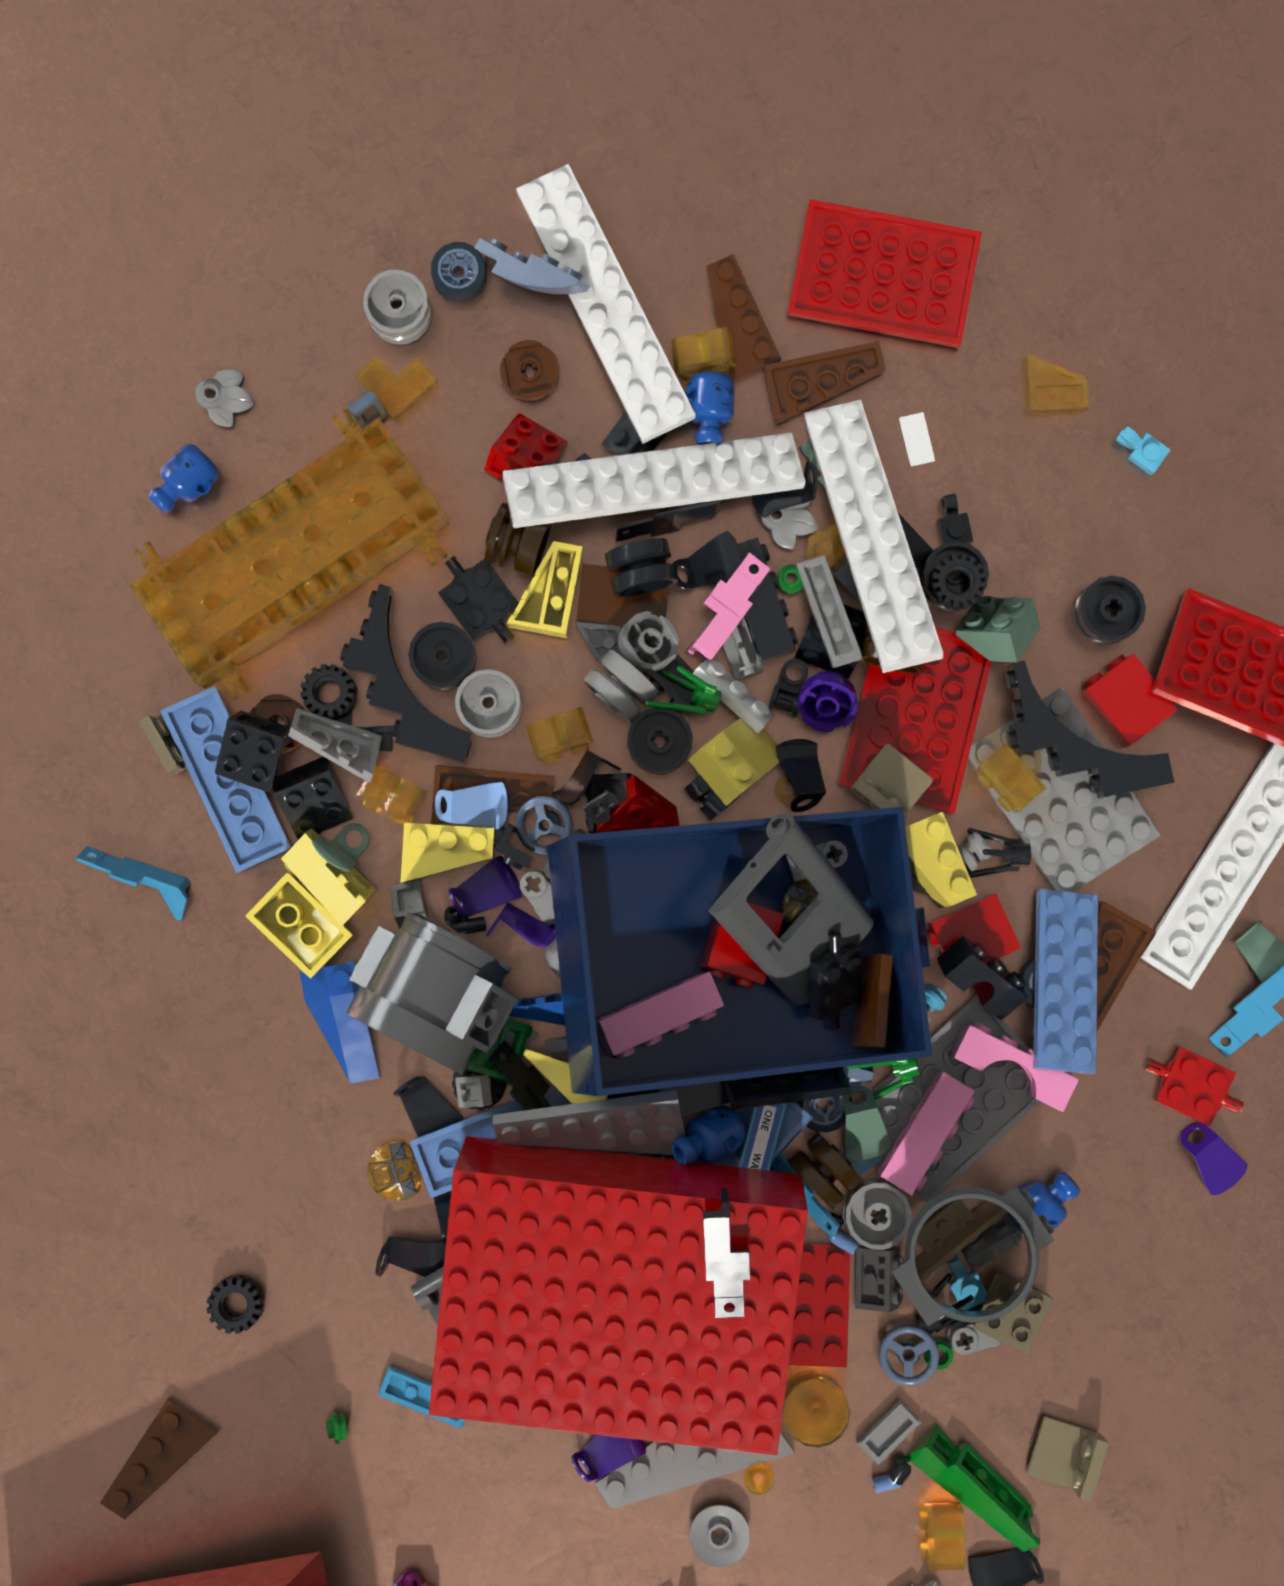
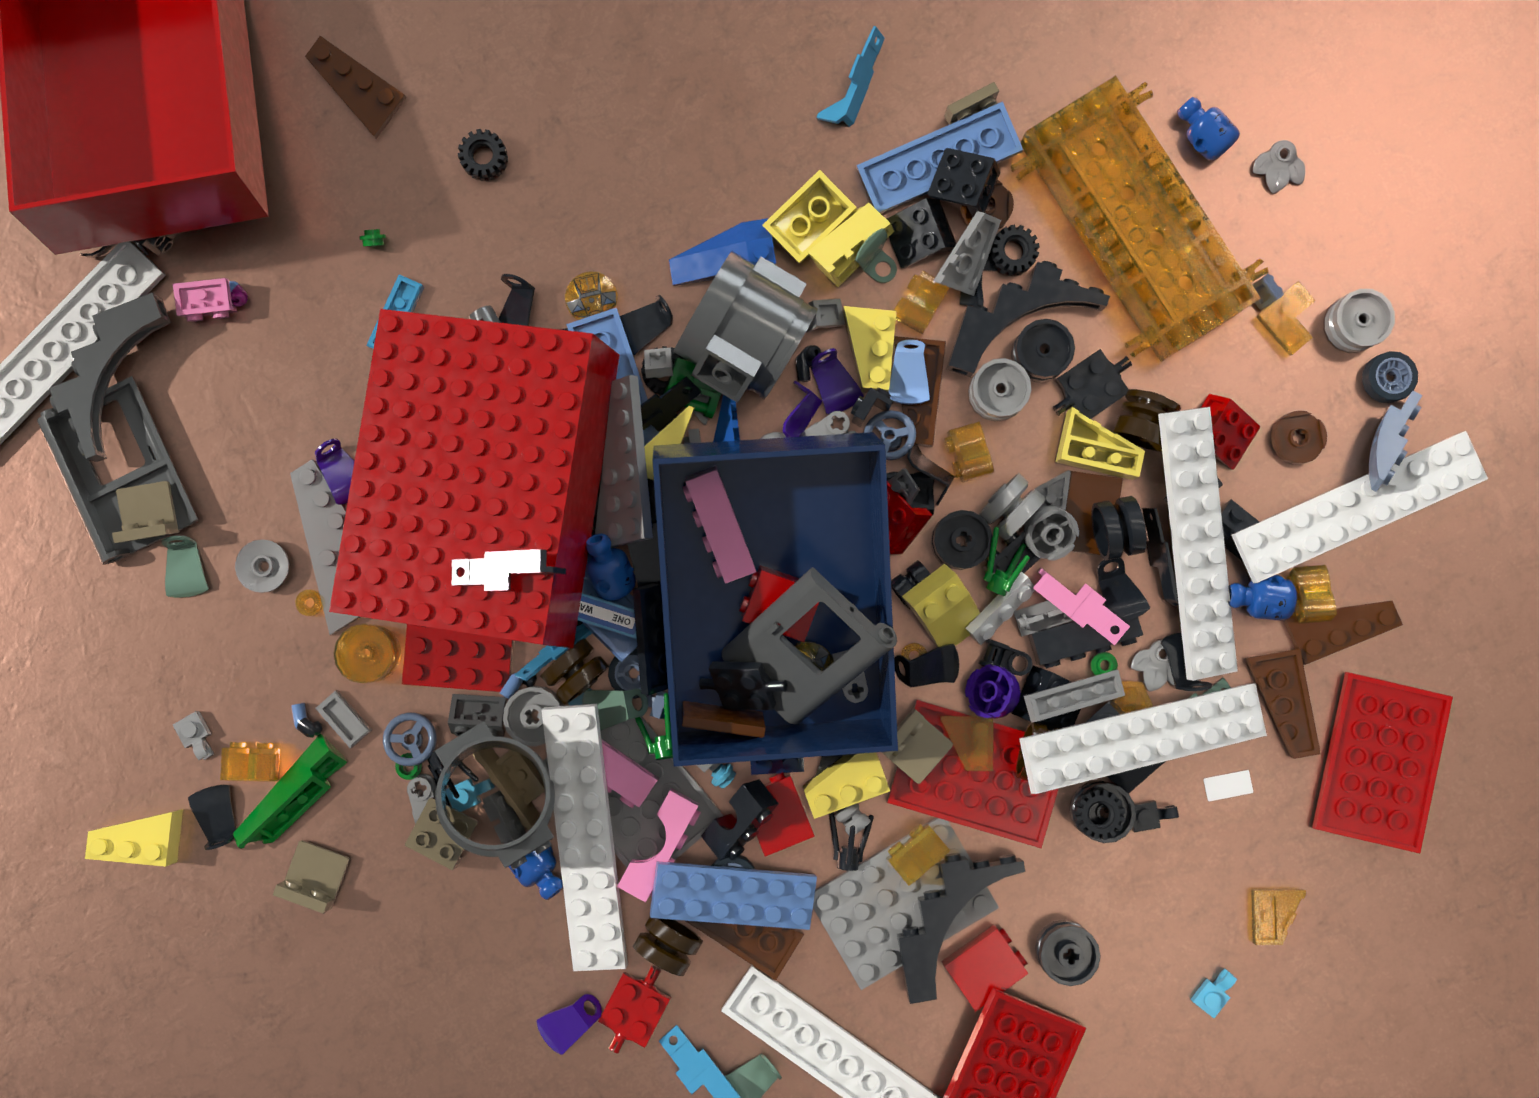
camera: 95 degrees right, 0 degrees up
(882, 722) = (972, 740): none -> clear yellow wing
(1000, 627) = (1055, 852): sand green slope -> none
(1009, 1150) = (585, 837): none -> white plate
(1124, 1052) = (668, 945): none -> dark brown wheel

